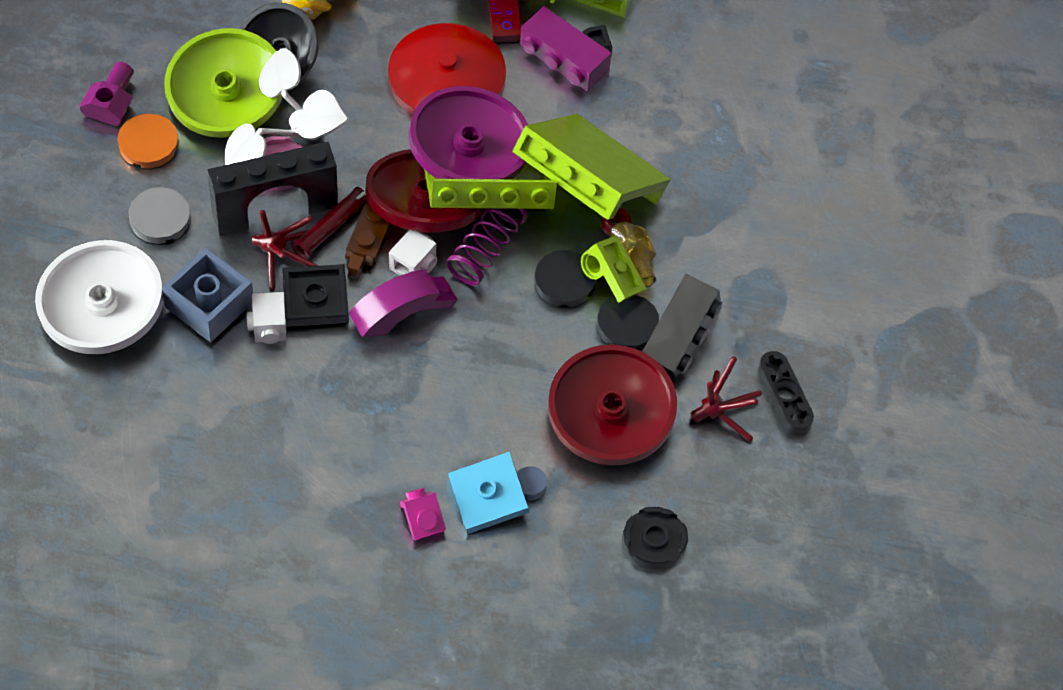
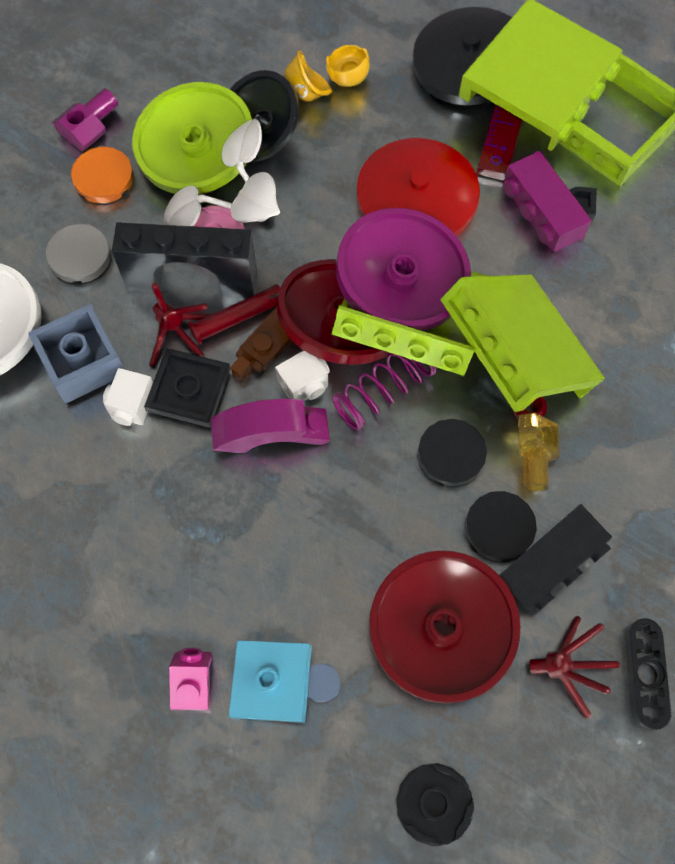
camera: 25 degrees right, 10 degrees up
(612, 261) = (508, 462): lime plate -> none

